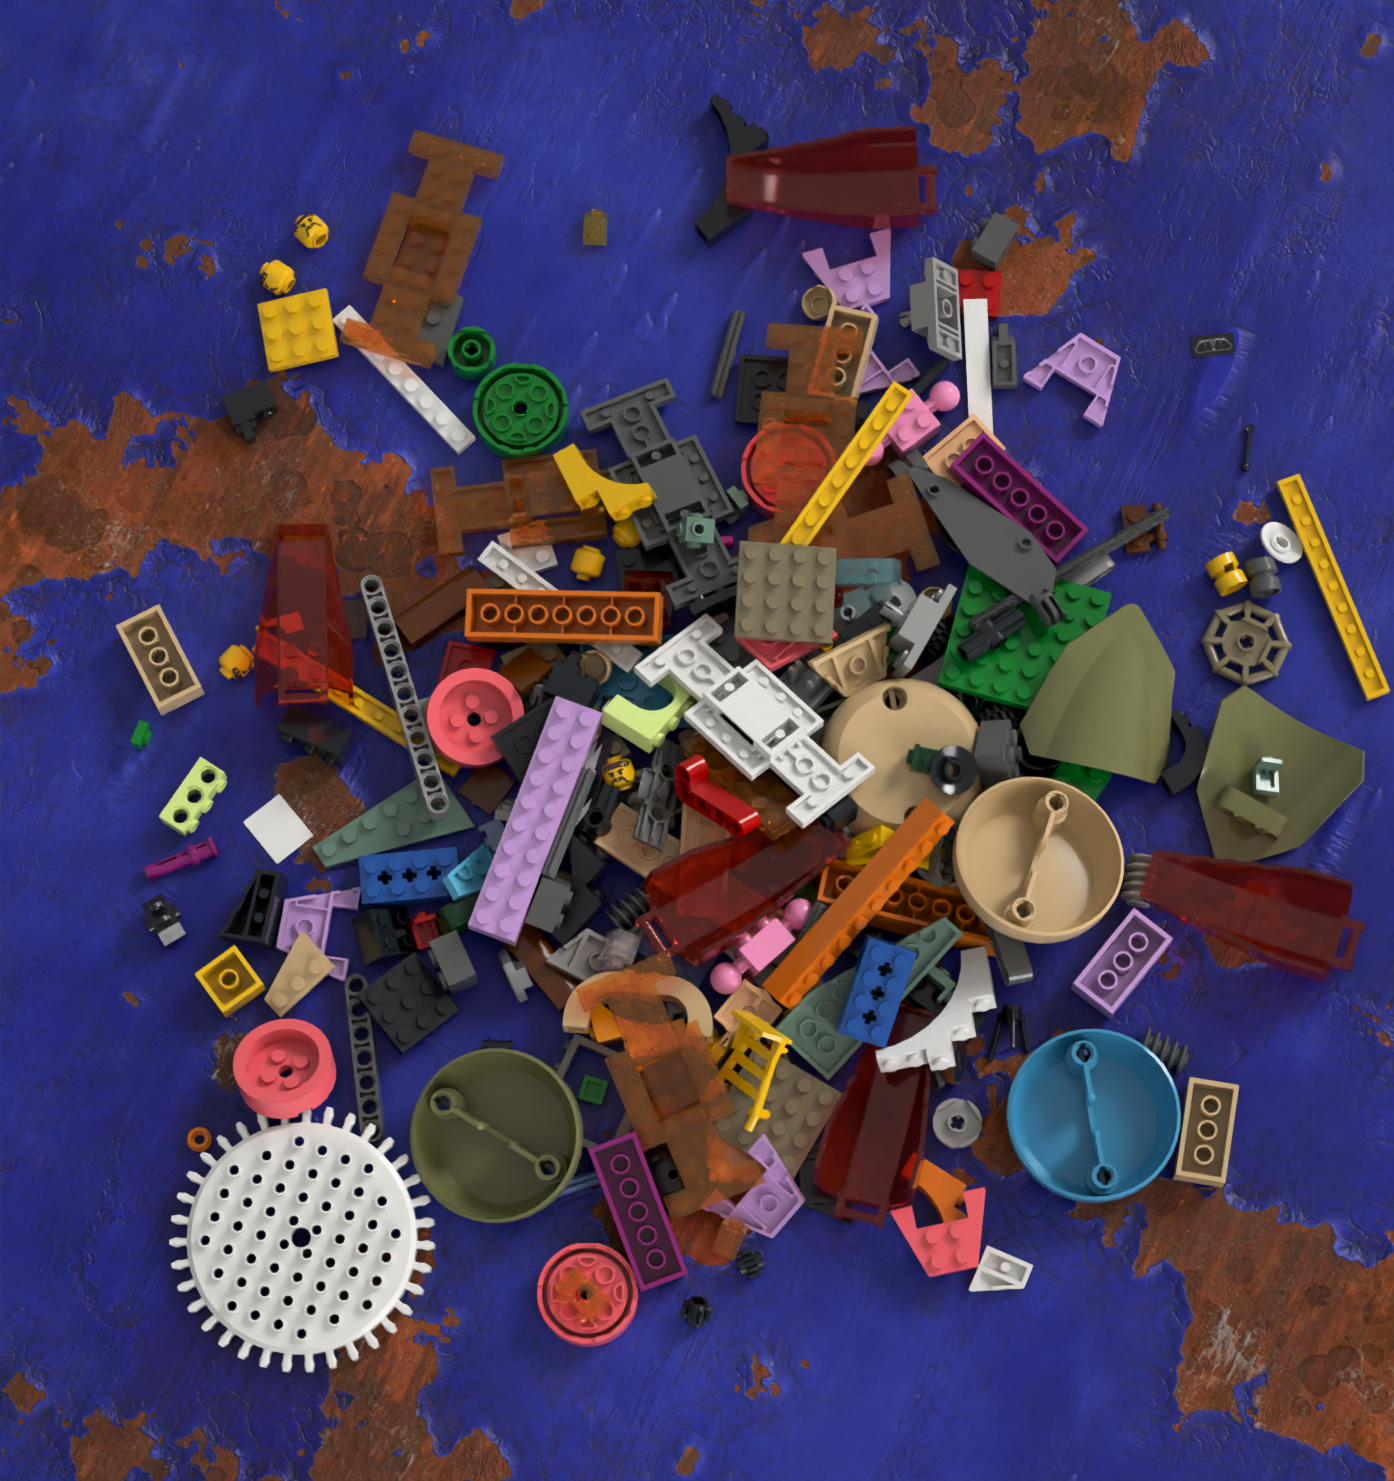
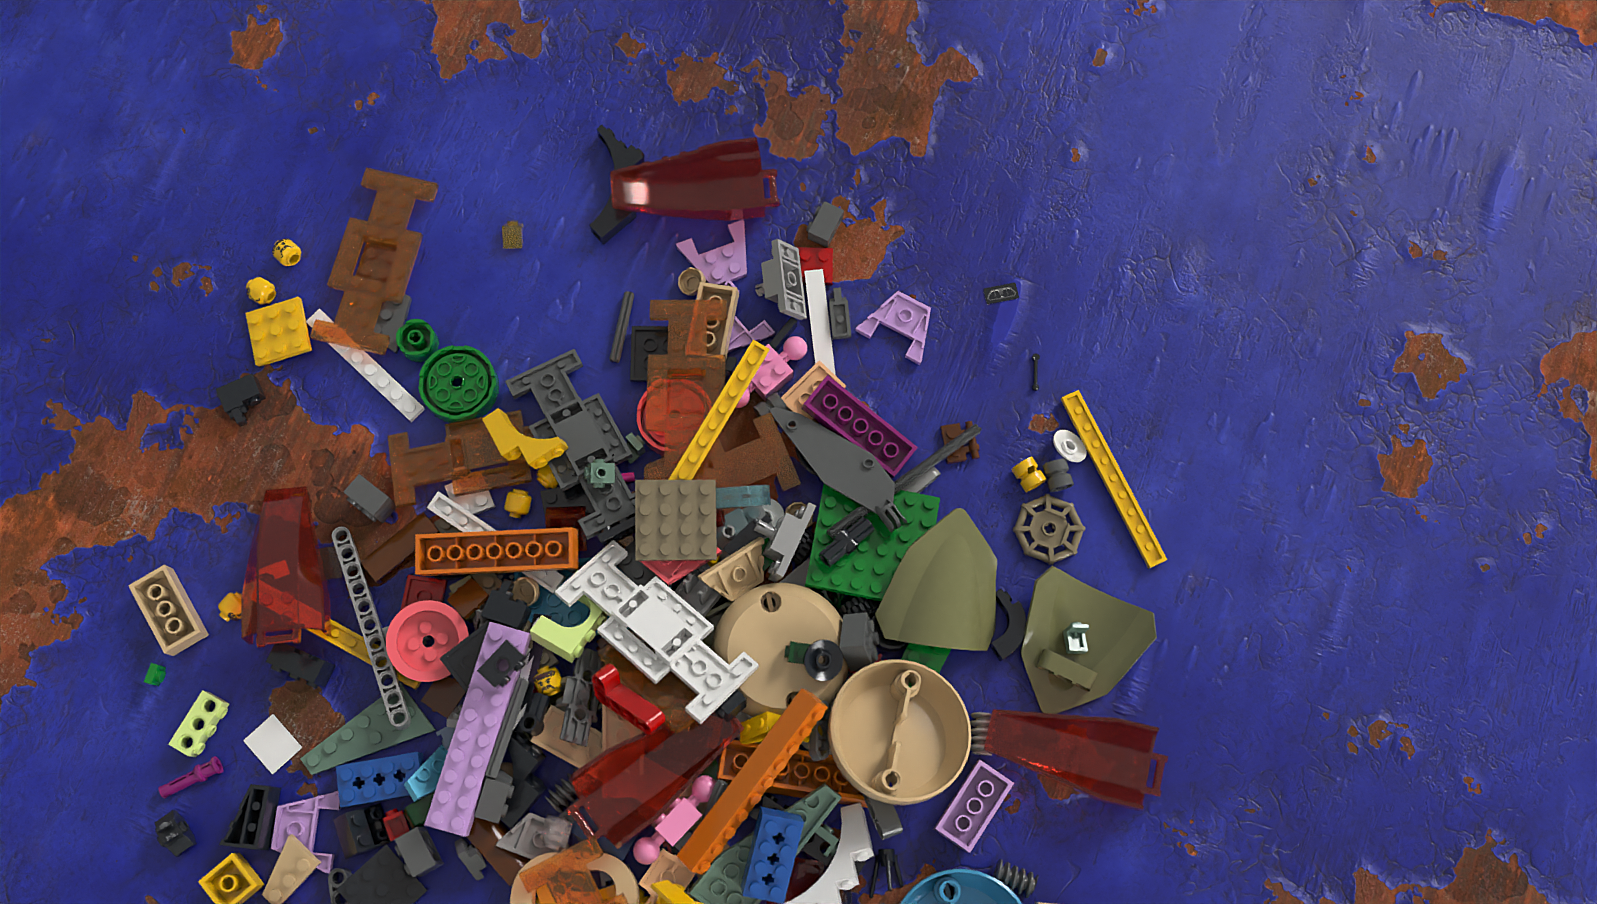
camera: 10 degrees left, 0 degrees up
(408, 544) = (369, 499): none -> dark grey brick
(575, 731) = (490, 668): none -> black brick

